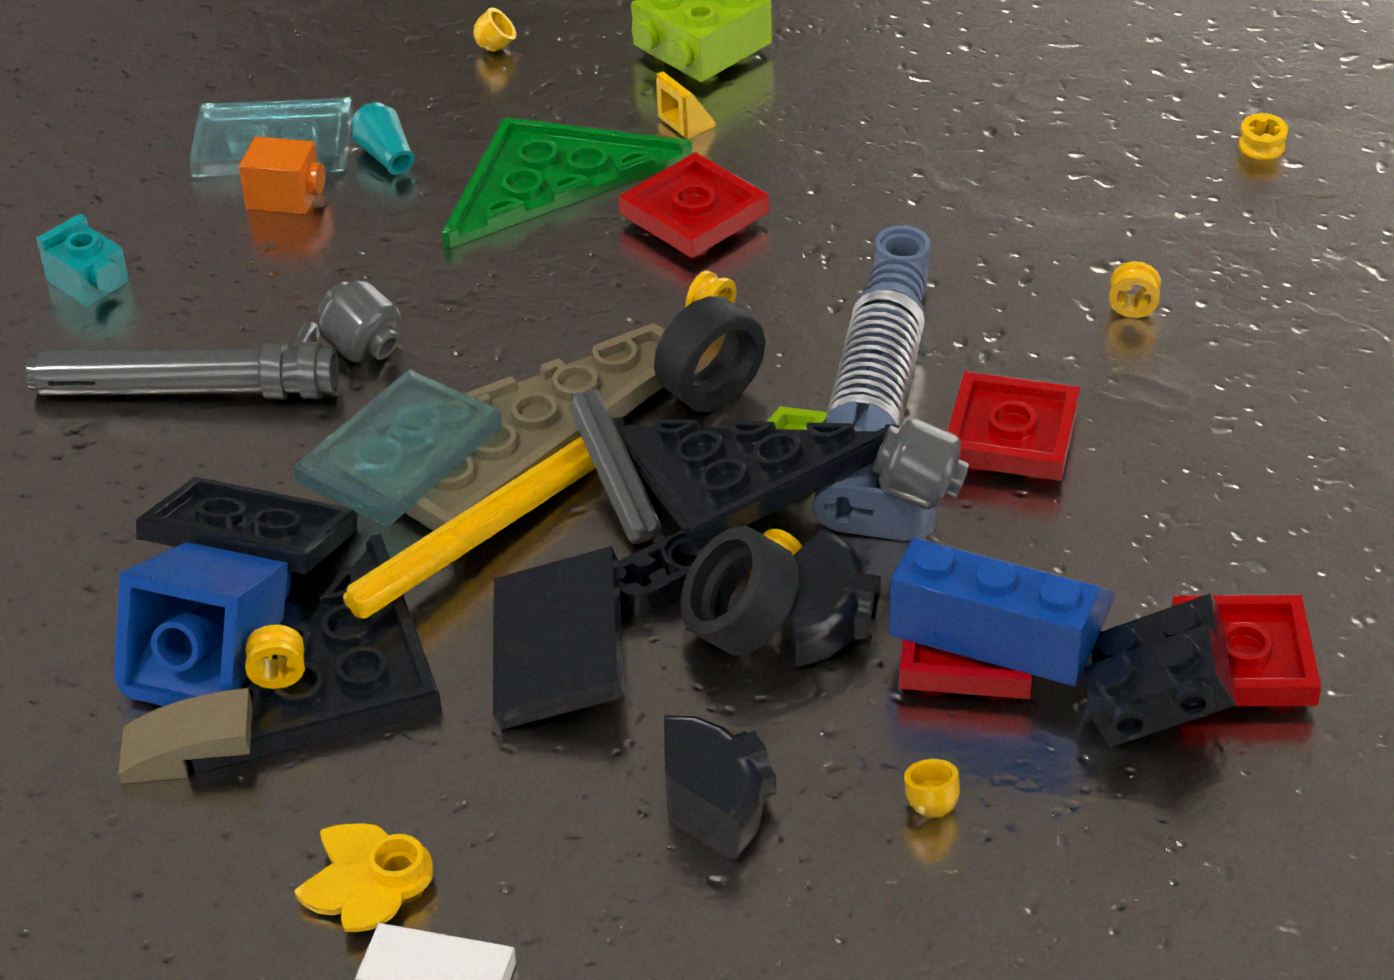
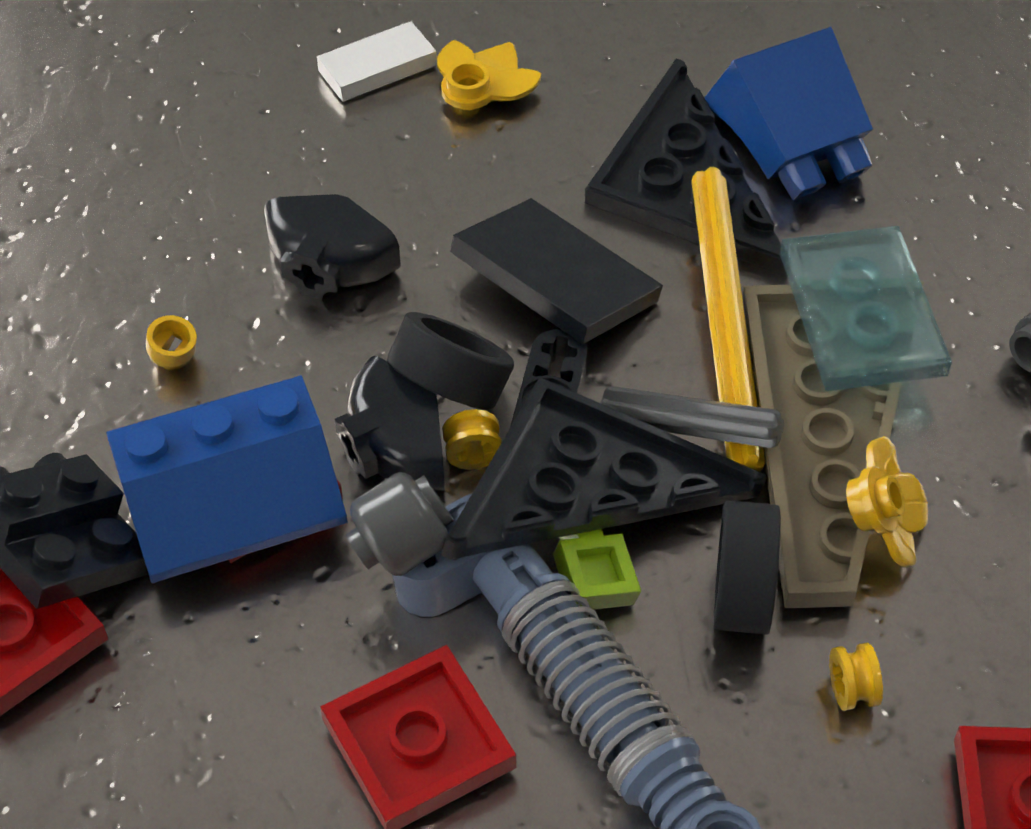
camera: 135 degrees right, 10 degrees up
(193, 728) = (690, 64): dark tan slope -> none
(248, 523) = (880, 182): black tile -> none
(271, 641) = (700, 109): yellow bush -> none
(583, 330) = (888, 501): none -> yellow plate

